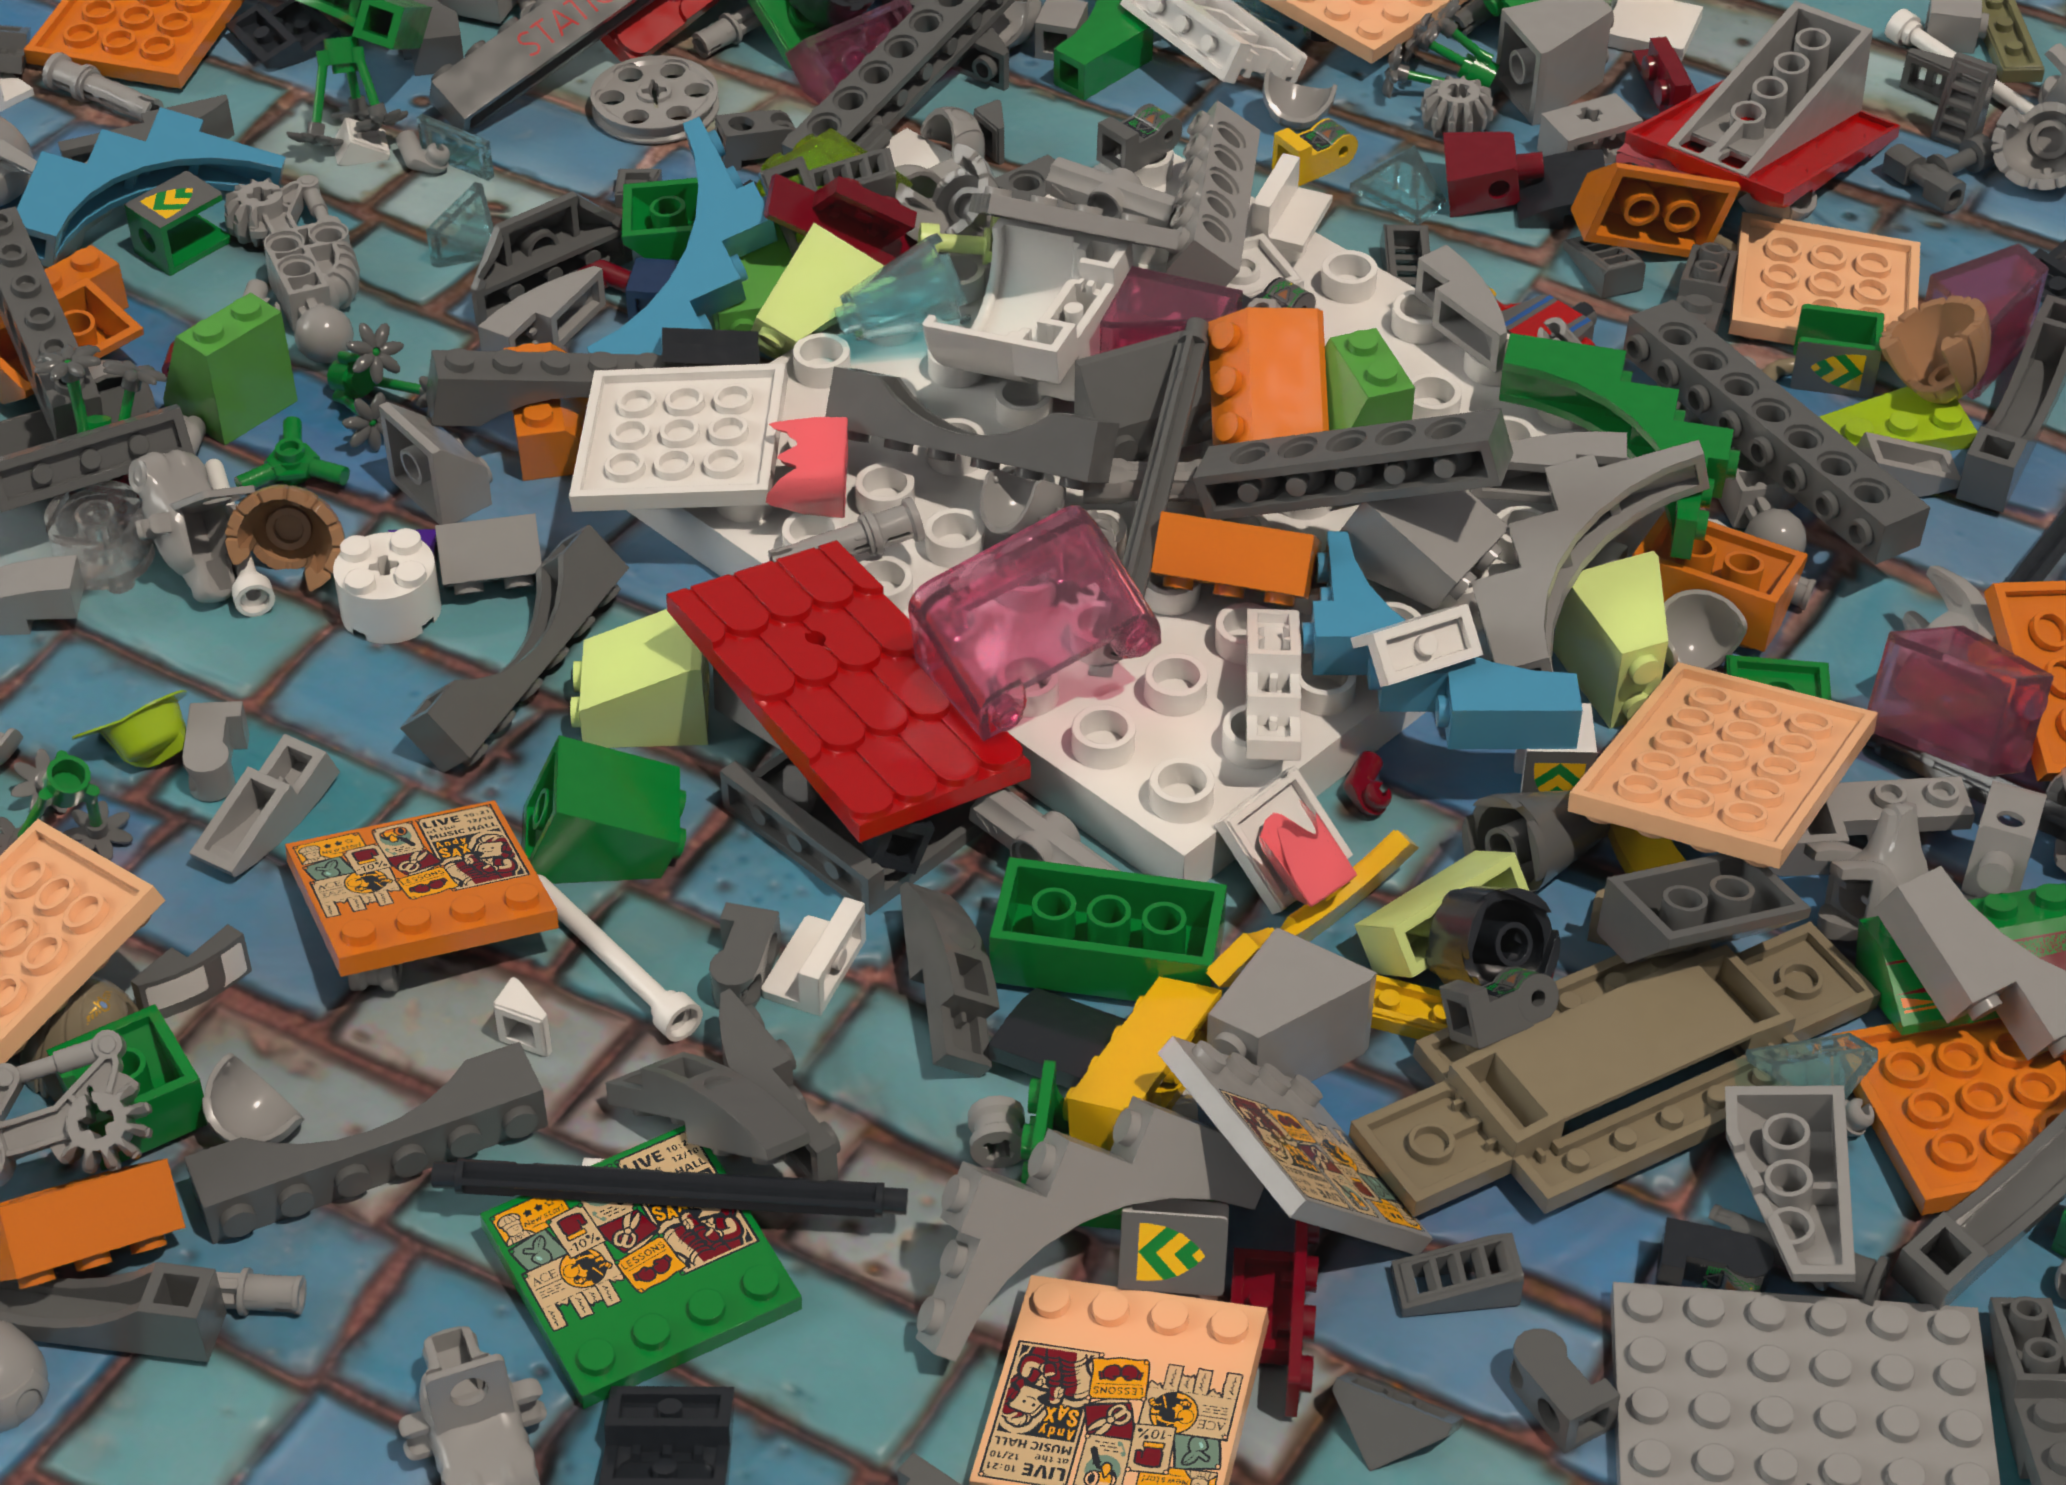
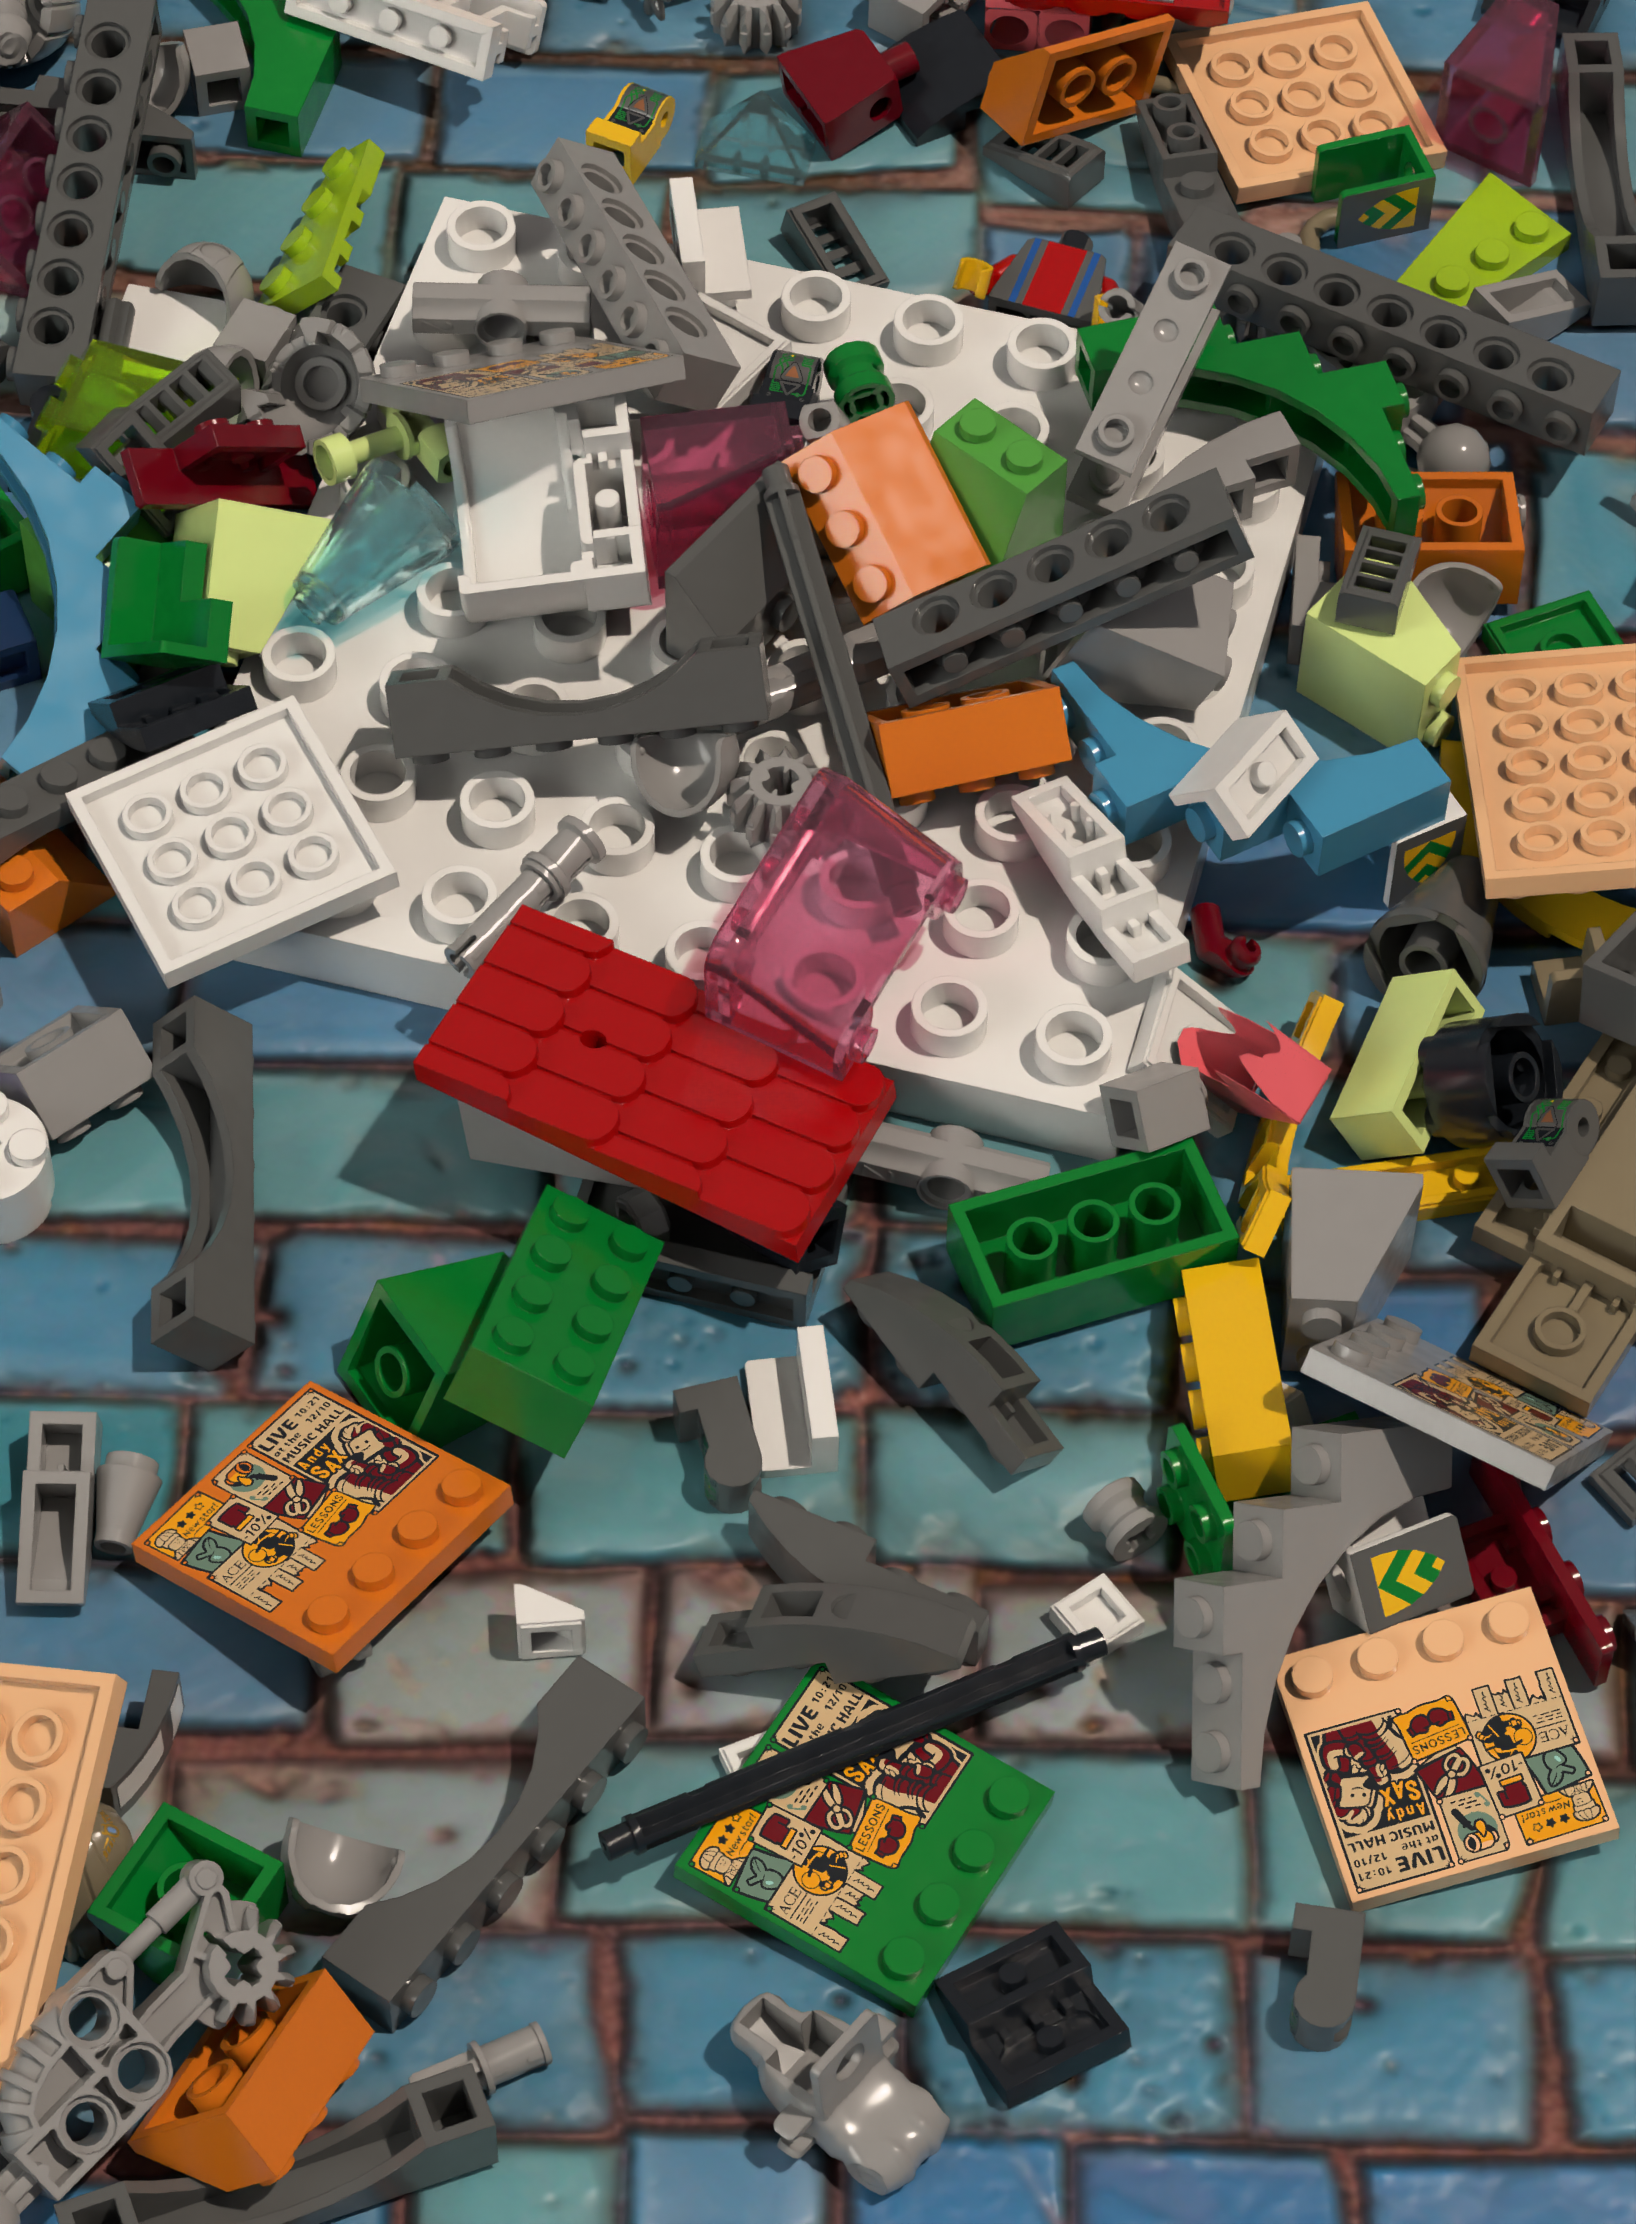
camera: 30 degrees left, 10 degrees up
(315, 815) = (123, 1499): none -> light grey cone
(642, 686) = (382, 1162): yellowish green slope -> none
(661, 812) = (555, 1321): none -> green brick
(672, 1011) = (693, 1541): white piece -> none
(740, 282) = (158, 606): none -> green panel
(820, 467) = (430, 817): coral piece -> none
(925, 1192) = (1098, 1606): none -> white tile
(992, 125) = (238, 236): dark grey slope -> none
(1053, 1030) = (1115, 1384): black slope -> none
(1065, 128) = (320, 241): none -> lime wing
(1138, 138) = (473, 209): dark grey leg -> none
(1212, 853) = (1155, 1106): none -> light grey brick
(1295, 104) = (571, 70): light grey helmet -> none
(1339, 310) = (858, 379): none -> green wheel
(1462, 306) = (991, 307): light grey slope -> none
(1532, 356) = (1148, 381): none -> light grey fence
(1554, 547) = (1284, 592): light grey arch -> none
(1622, 577) = (1374, 608): none -> dark grey slope
(1940, 347) = (1496, 147): medium nougat hair -> none

